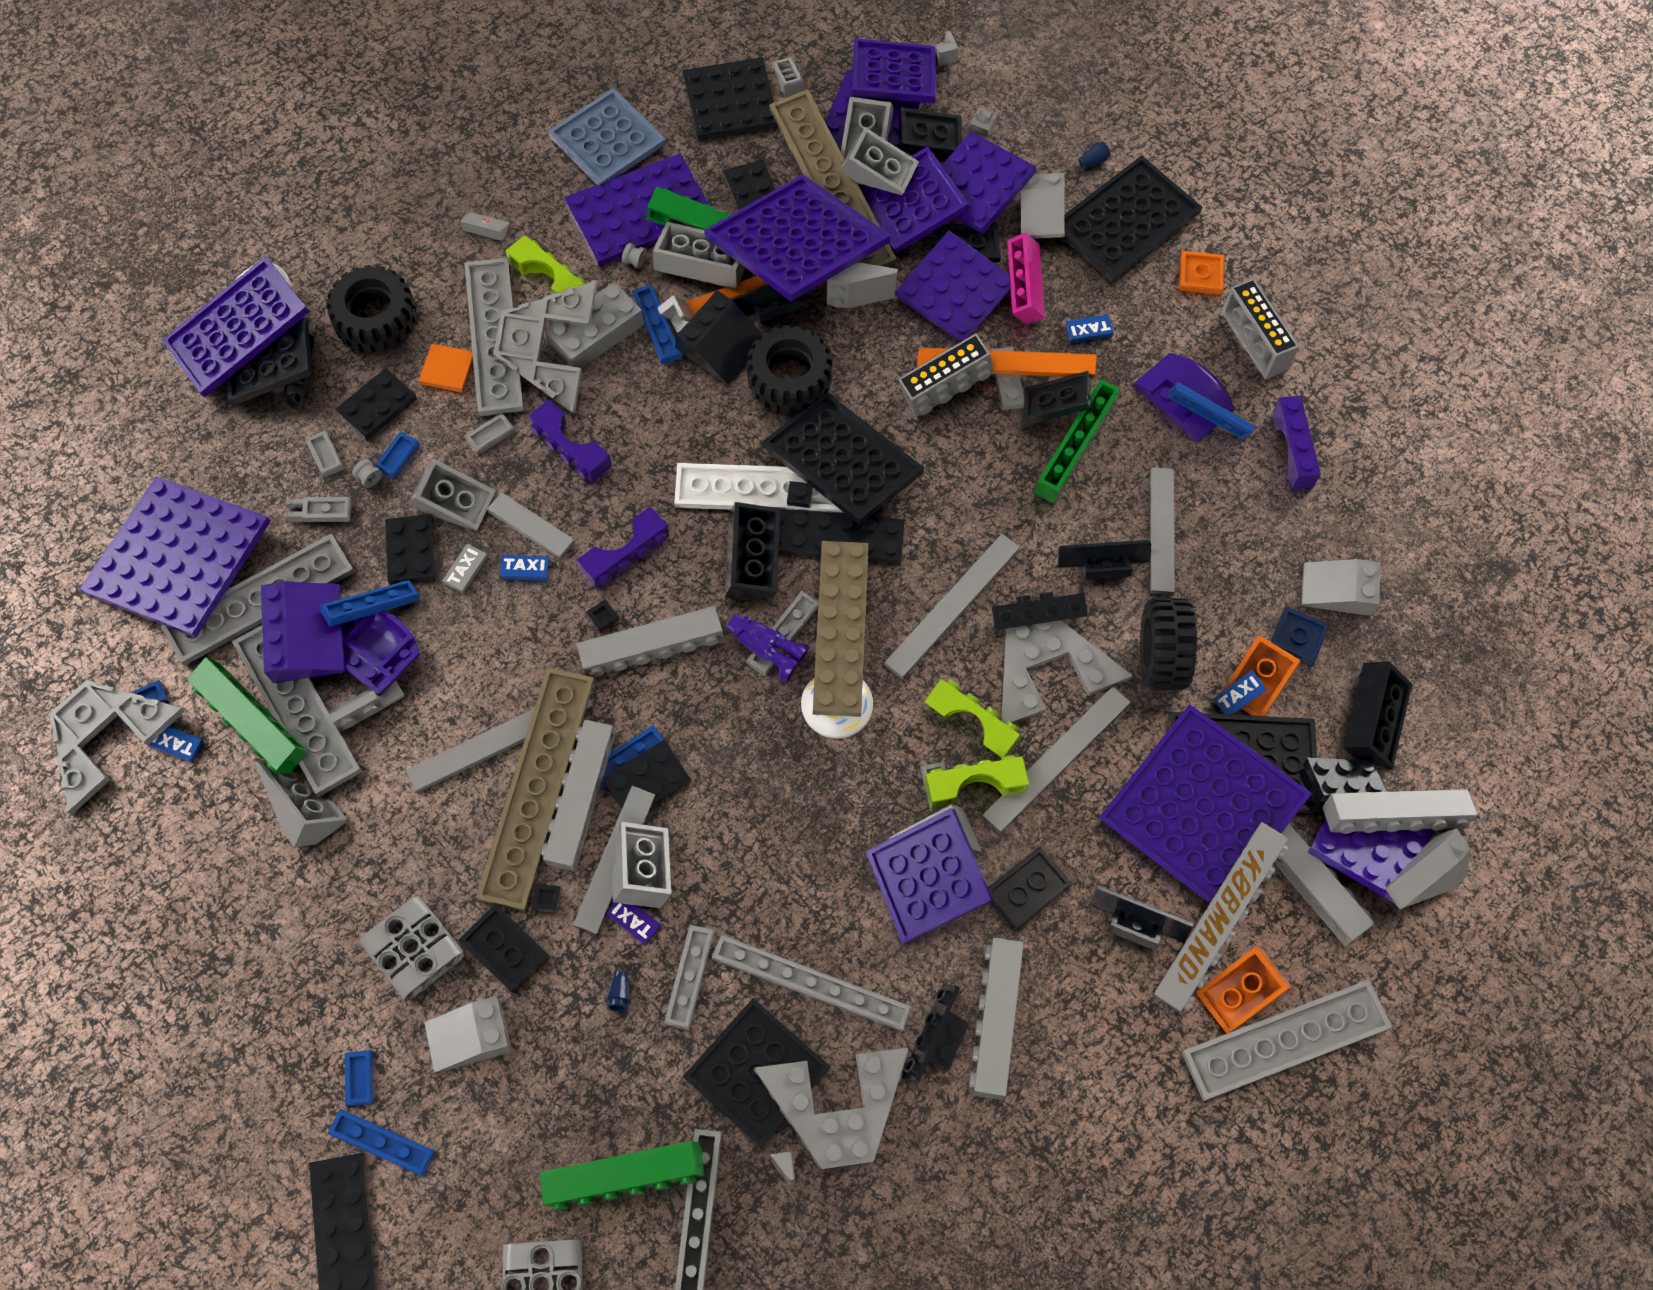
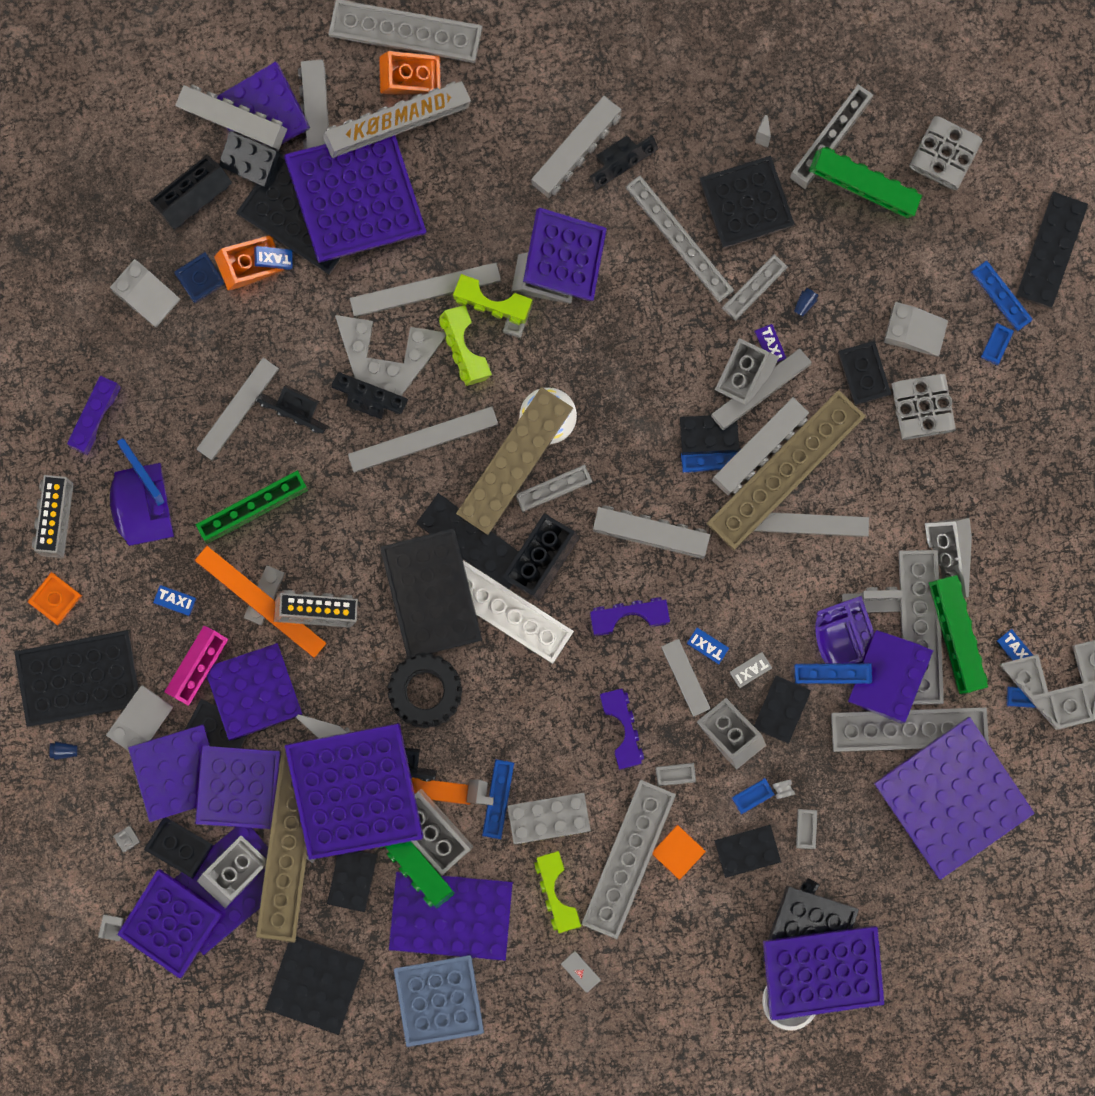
camera: 145 degrees left, 15 degrees up
(319, 509) = (831, 779): light grey hinge -> none
(369, 285) = (711, 906): black tyre -> none
(522, 335) = (610, 833): light grey wing -> none
(546, 898) = (819, 390): black plate -> none
(602, 616) = (673, 573): black plate -> none
(634, 255) = (481, 869): light grey wheel -> none
(718, 338) = (459, 751): black slope -> none
(763, 642) = (574, 483): dark purple piece -> none
(790, 78) = (257, 962): light grey slope -> none
(799, 494) = (480, 582): black plate -> none
(844, 1135) = (714, 133): light grey wing -> none
(878, 163) = (246, 827): light grey slope -> none
(1028, 888) = (502, 217): black tile -> none
(1057, 398) = (244, 547): black plate -> none
(1138, 920) = (448, 152): black bracket -> none
(1168, 644) = (304, 309): black tyre -> none
(1432, 871) = (241, 69): light grey wedge -> none

